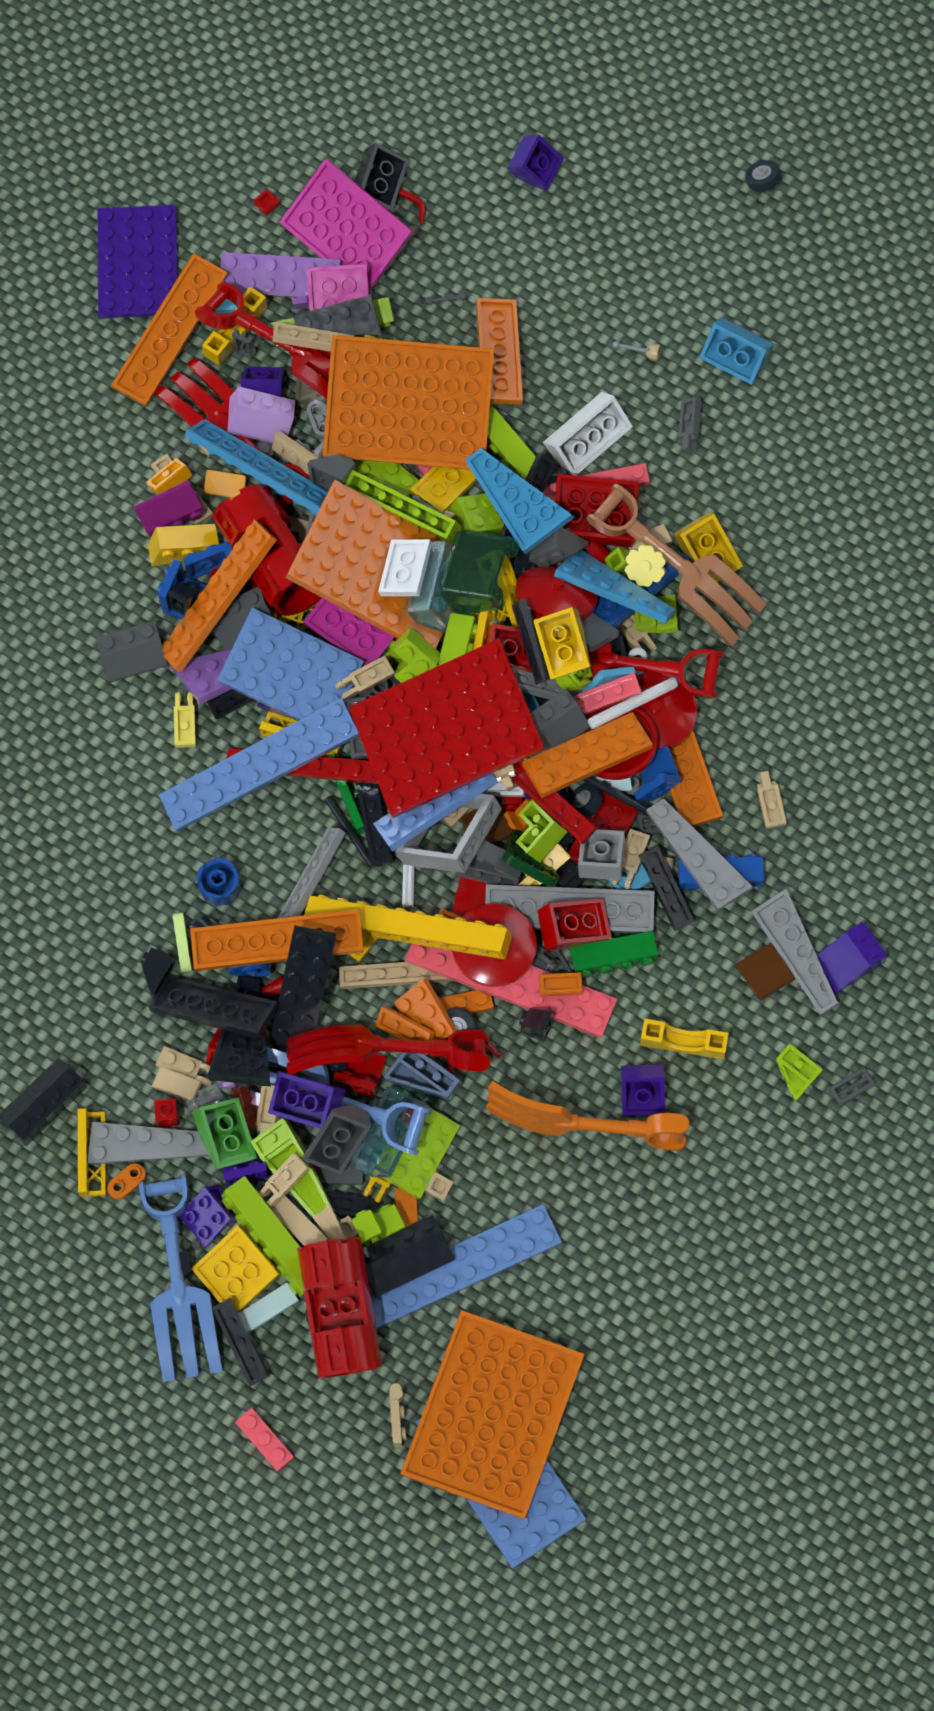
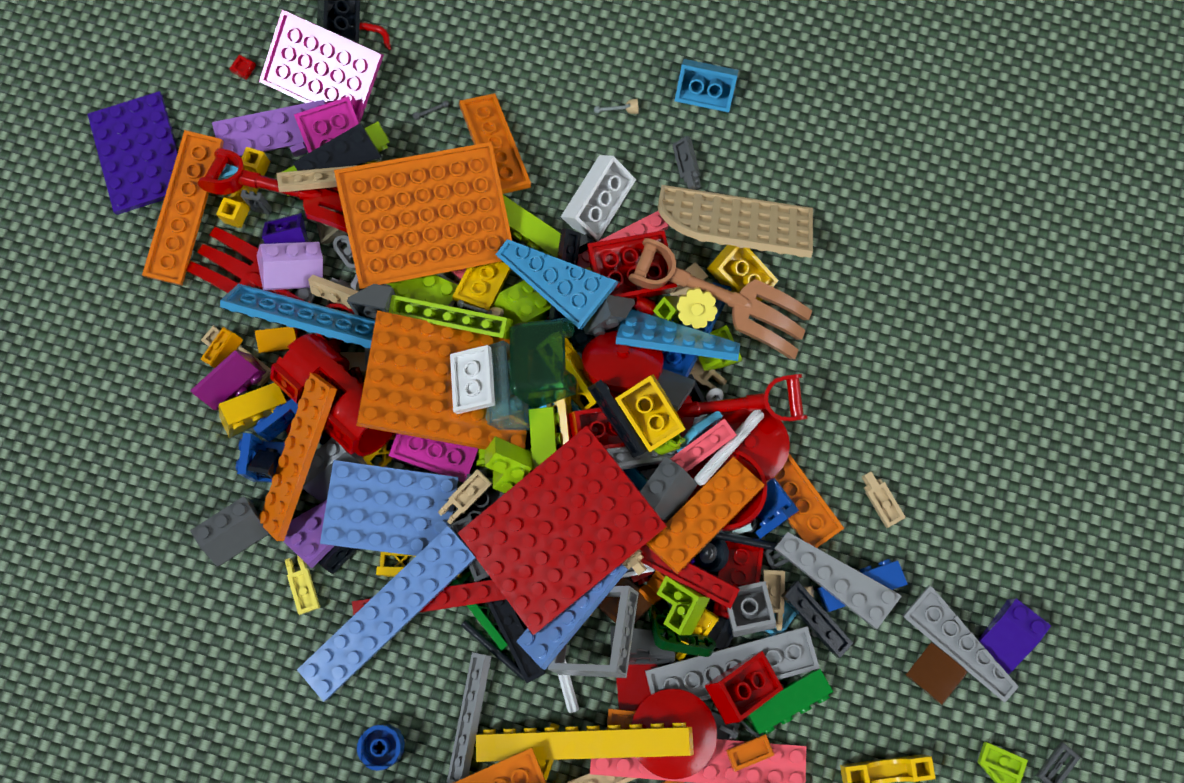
camera: 20 degrees left, 5 degrees up
(718, 494) = (738, 220): none -> tan plate

